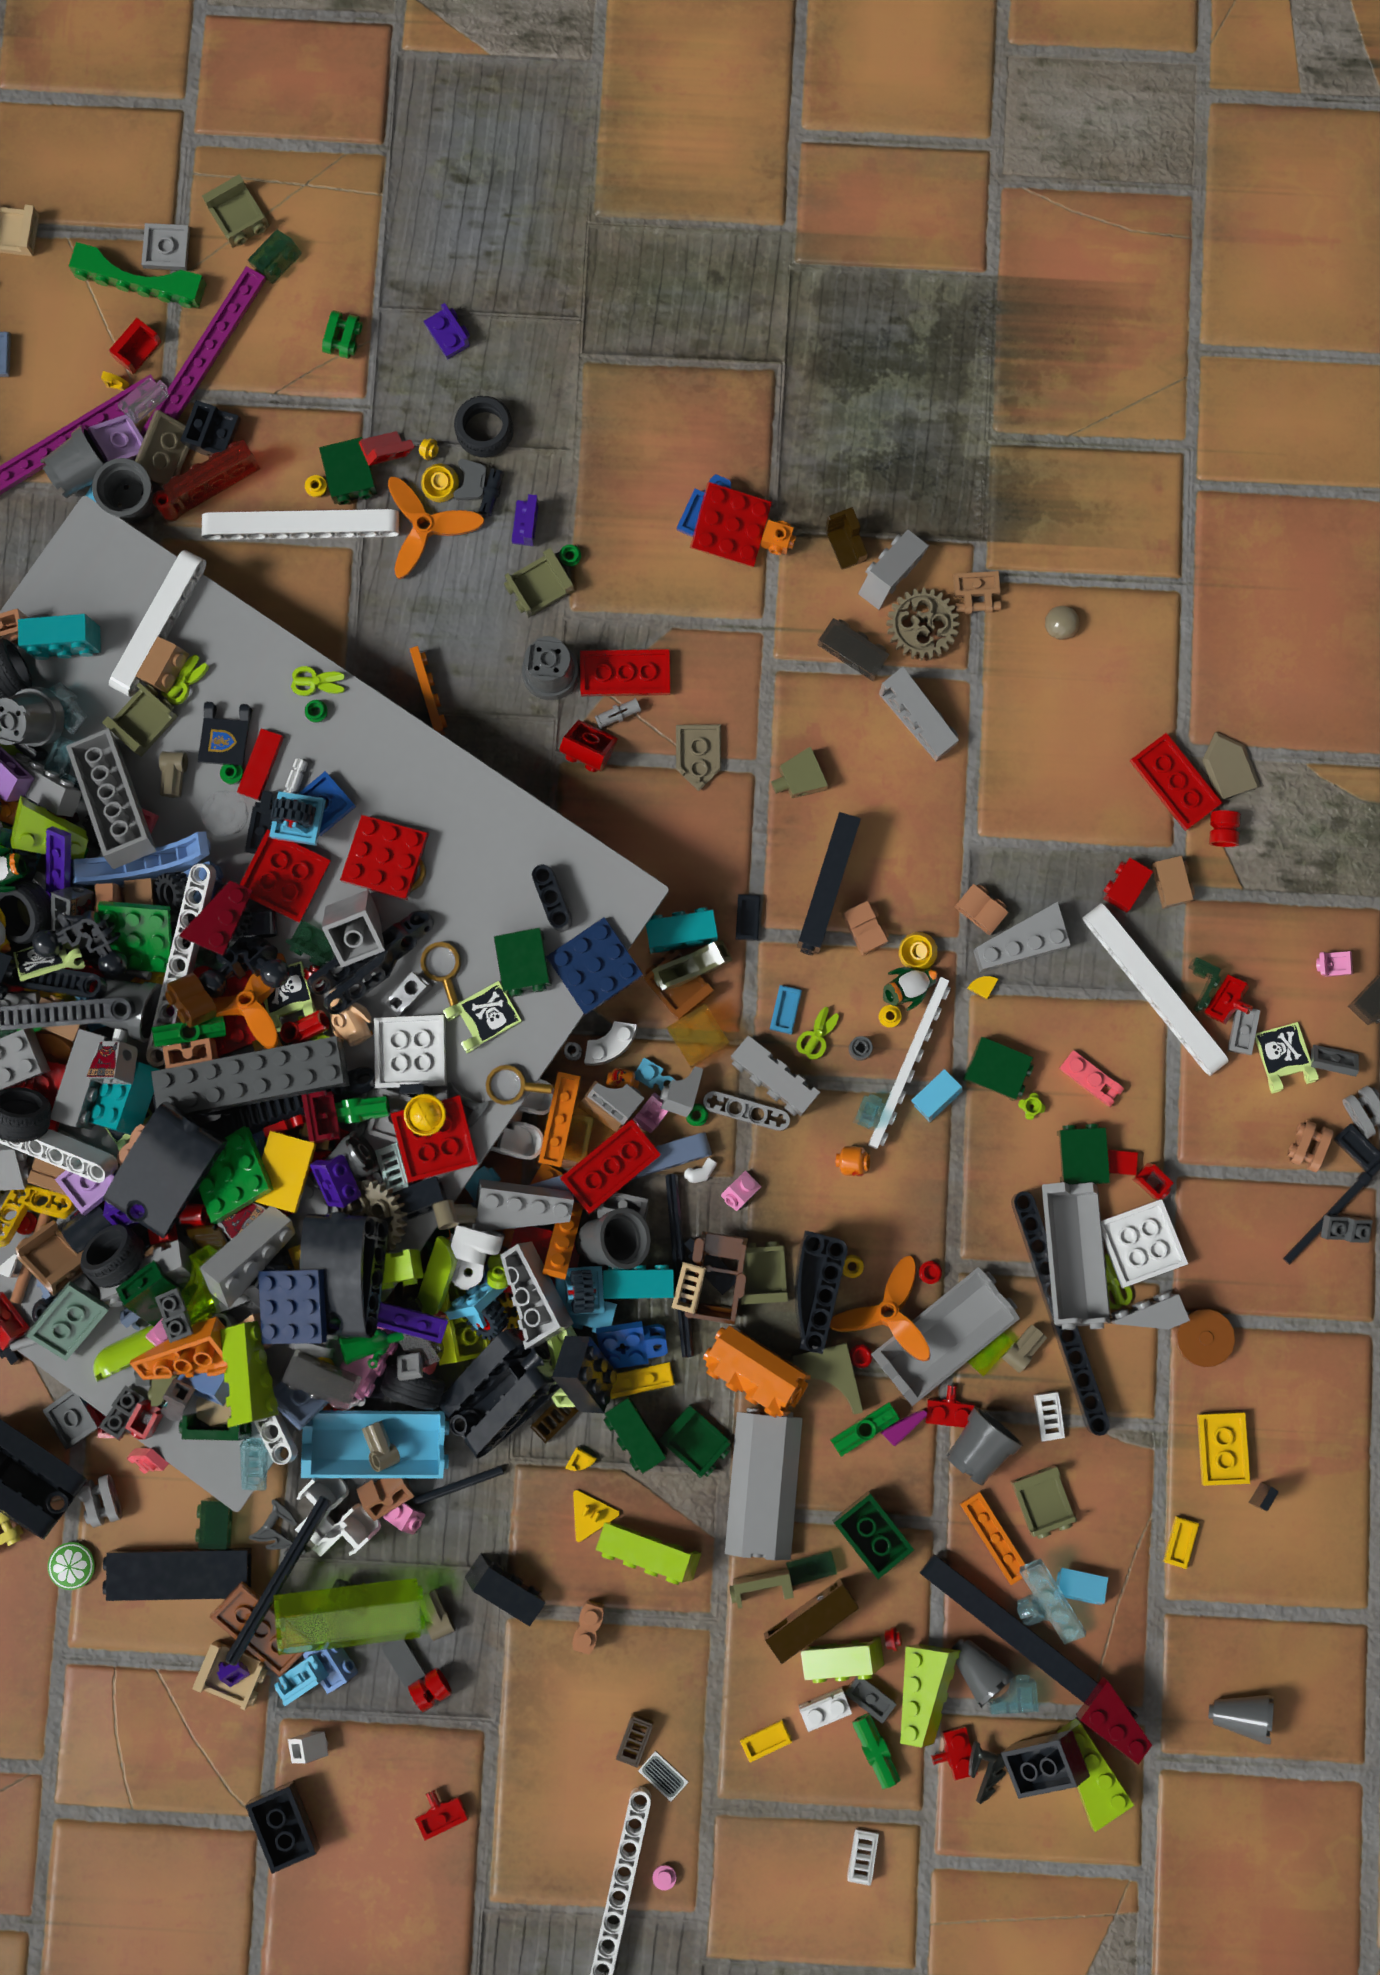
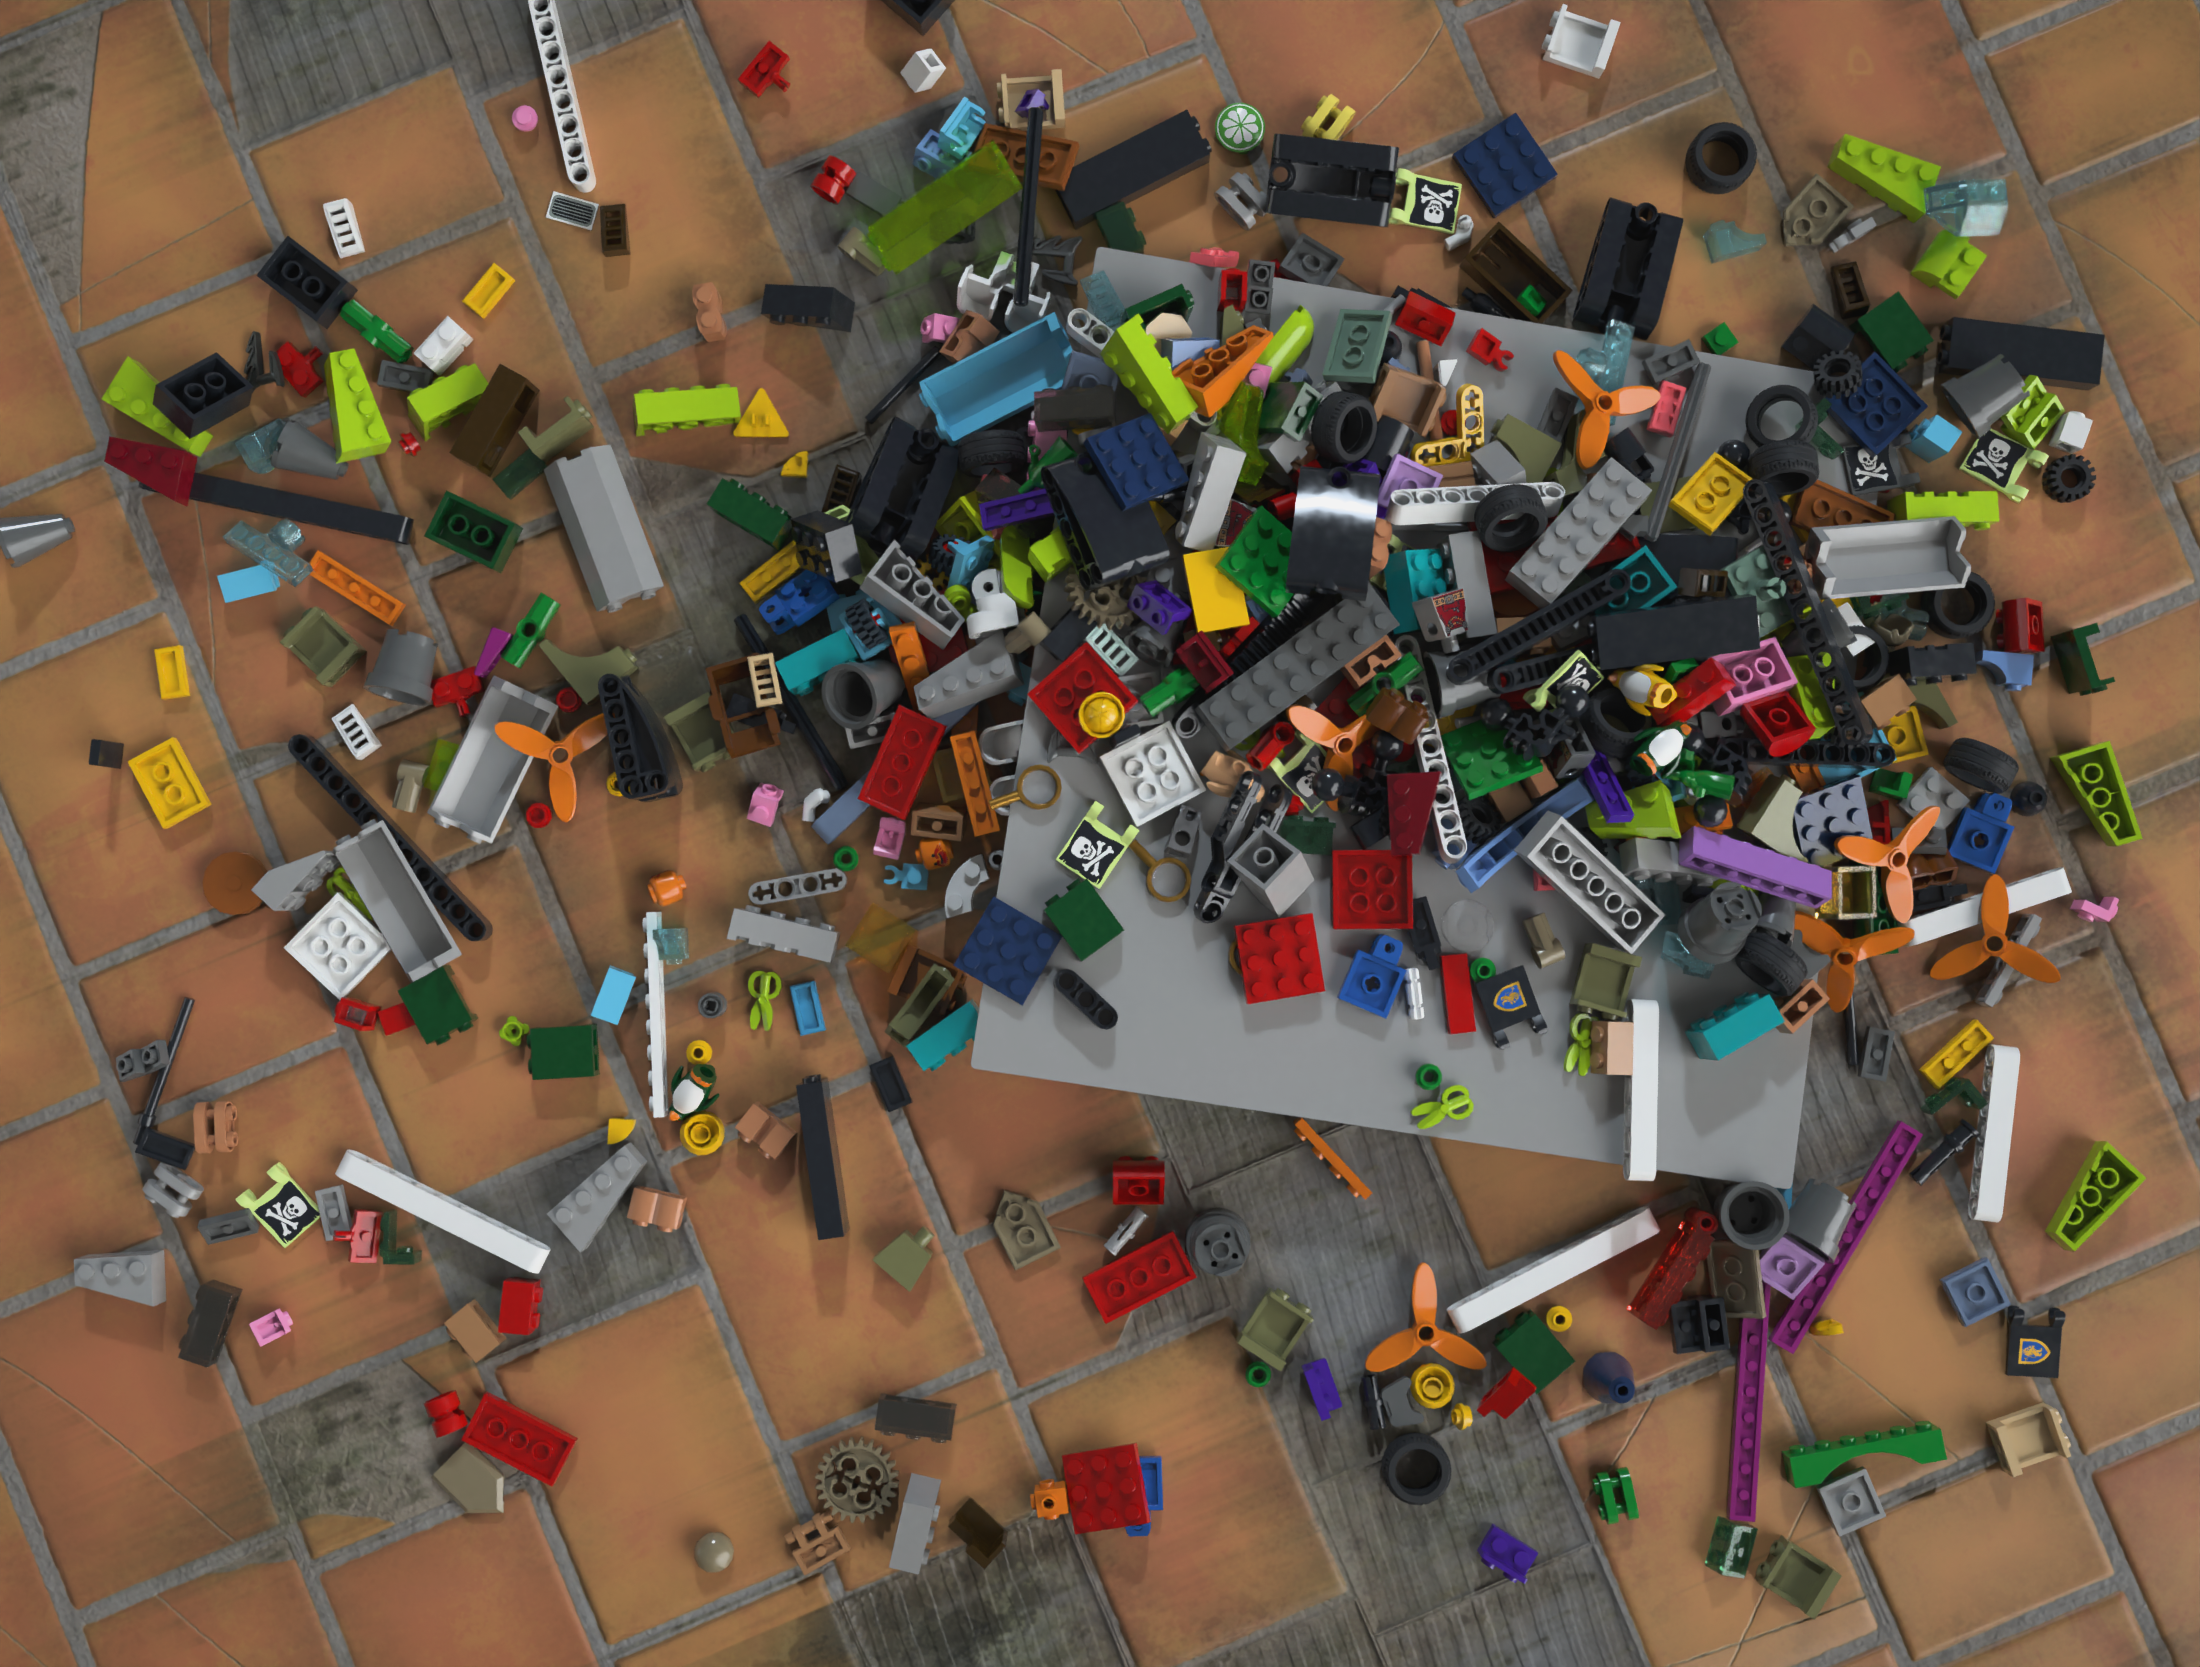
camera: 150 degrees right, 5 degrees up
(135, 345) = (1825, 1377): red panel -> none
(143, 399) = (1785, 1322): clear panel -> none
(175, 1315) = (1250, 399): dark grey slope -> none
(177, 1399) = (1209, 321): flat silver leg -> none
(296, 818) = (1387, 954): plate -> none
(300, 422) = (1609, 1378): none -> dark blue cone
(382, 1452) = (988, 377): dark tan piece -> none
(409, 1366) = (999, 468): light grey tile -> none
(617, 1102) = (924, 828): light grey arch -> none
(681, 1094) = (866, 869): light grey arch -> none
(696, 1442) = (691, 538): dark green panel -> none
(755, 1370) = (661, 633): orange brick -> none
(914, 1822) = (307, 282): none -> black brick
(918, 714) = (814, 1380): light grey wedge -> none
(1090, 1078) = (468, 1088): coral plate -> none

